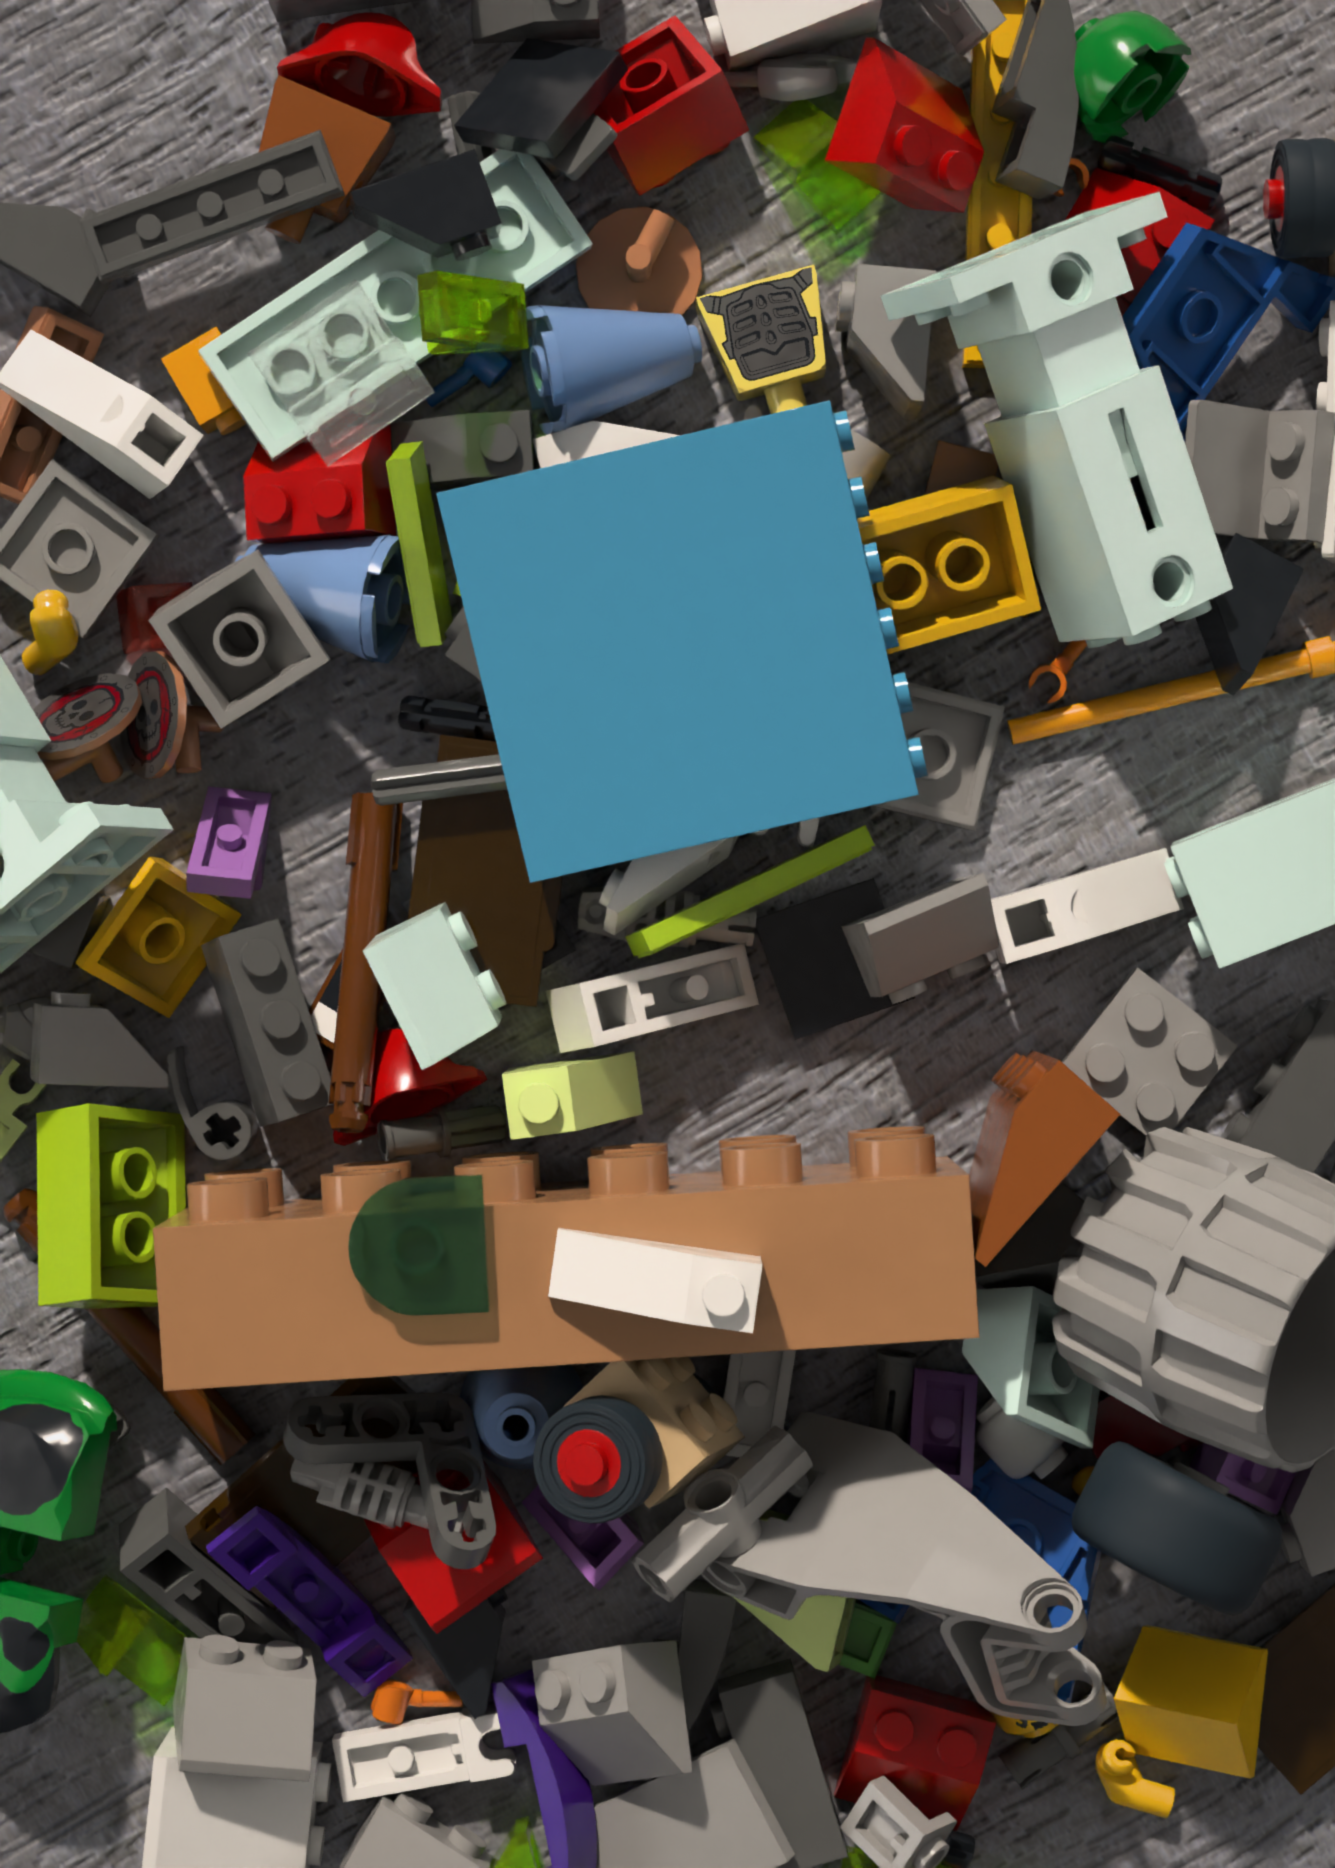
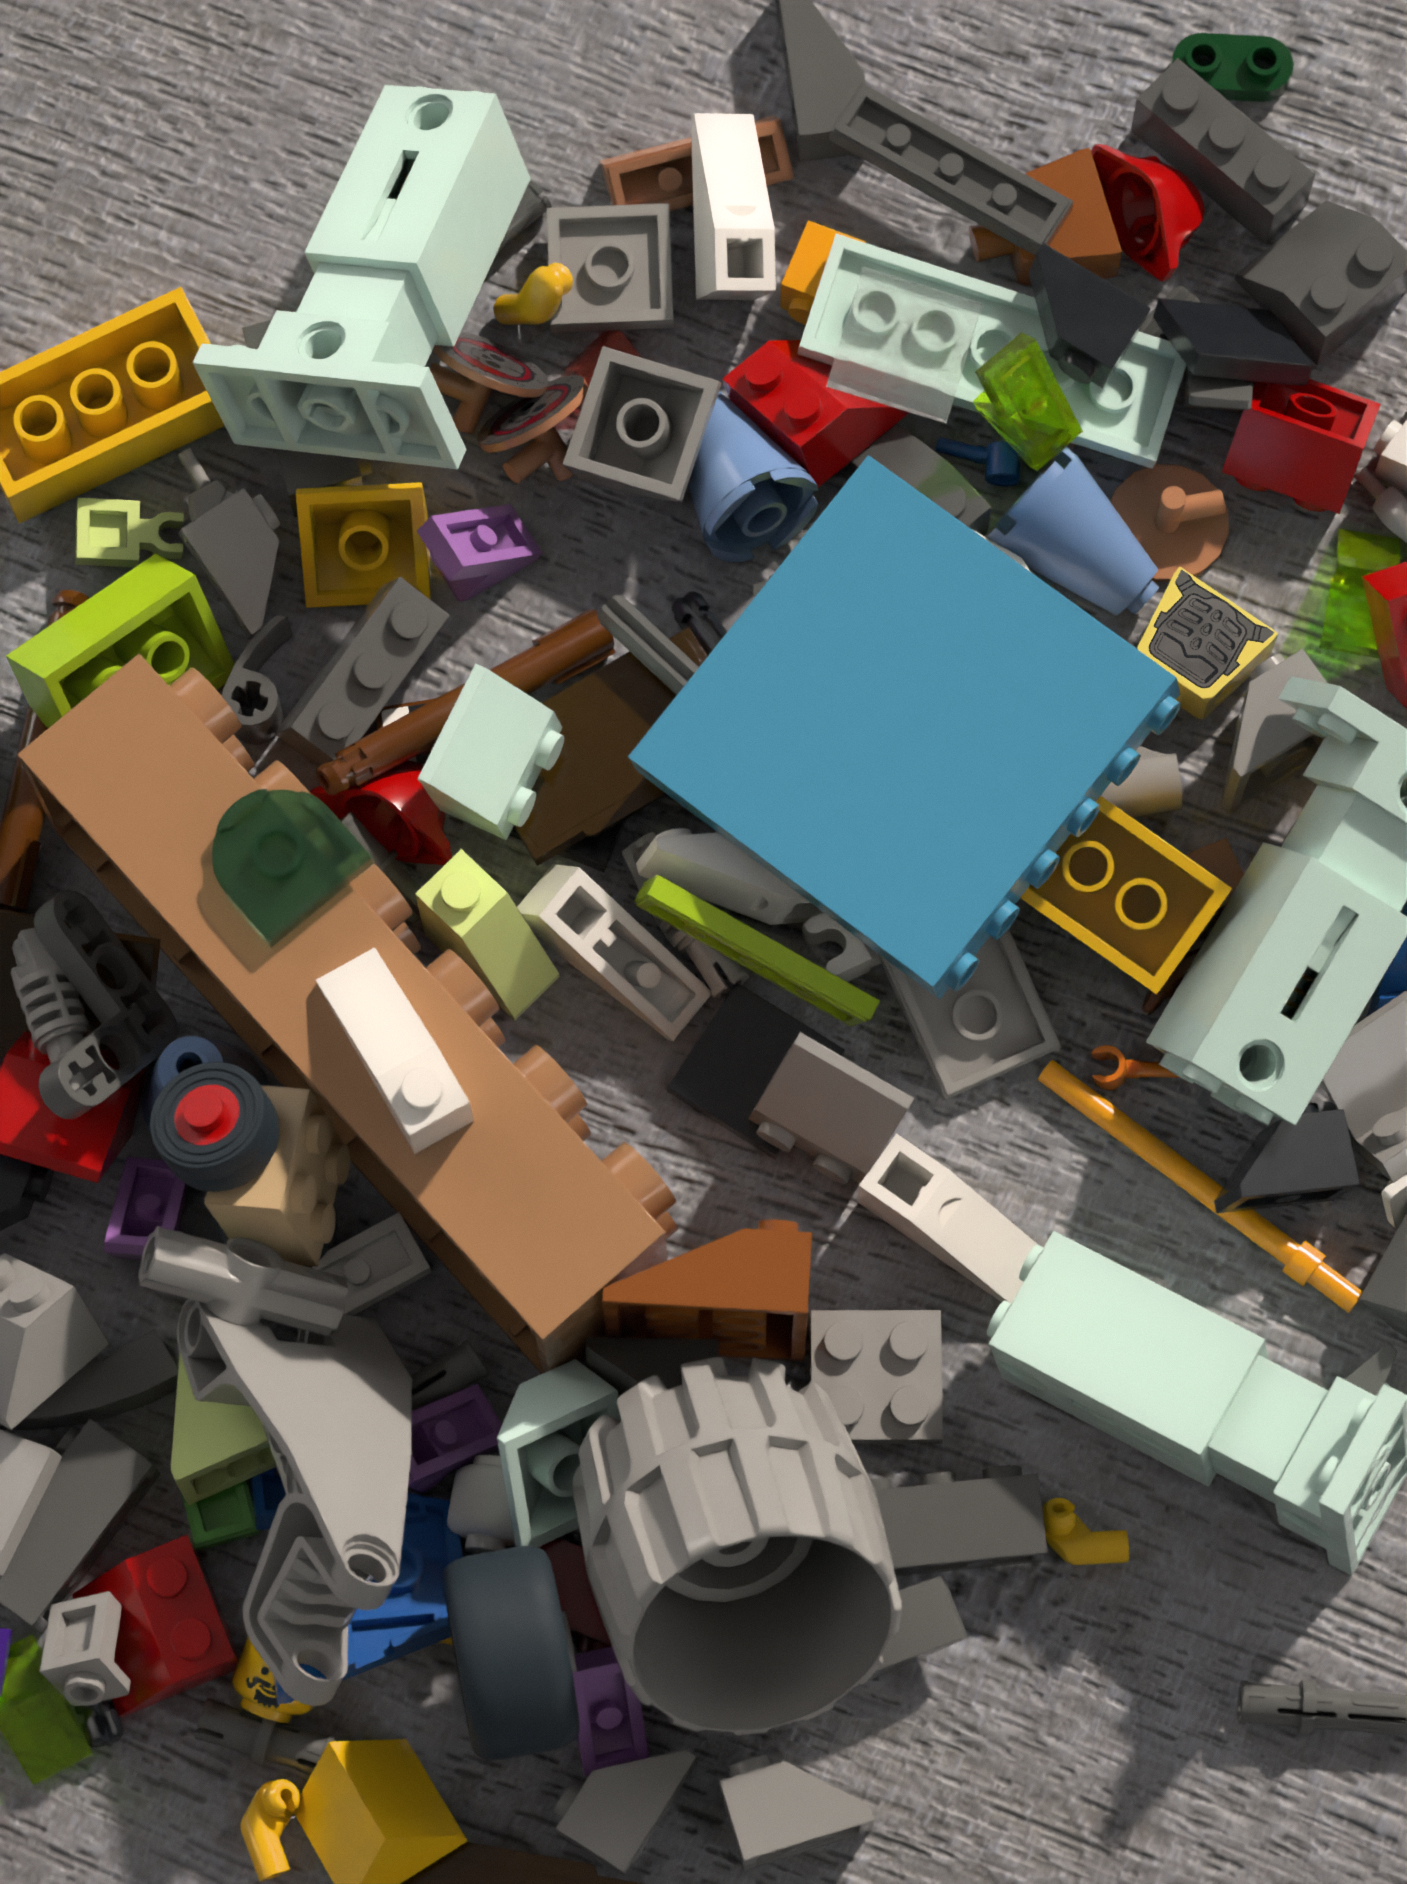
camera: 55 degrees right, 15 degrees down
(419, 543) = (799, 519): lime tile -> none

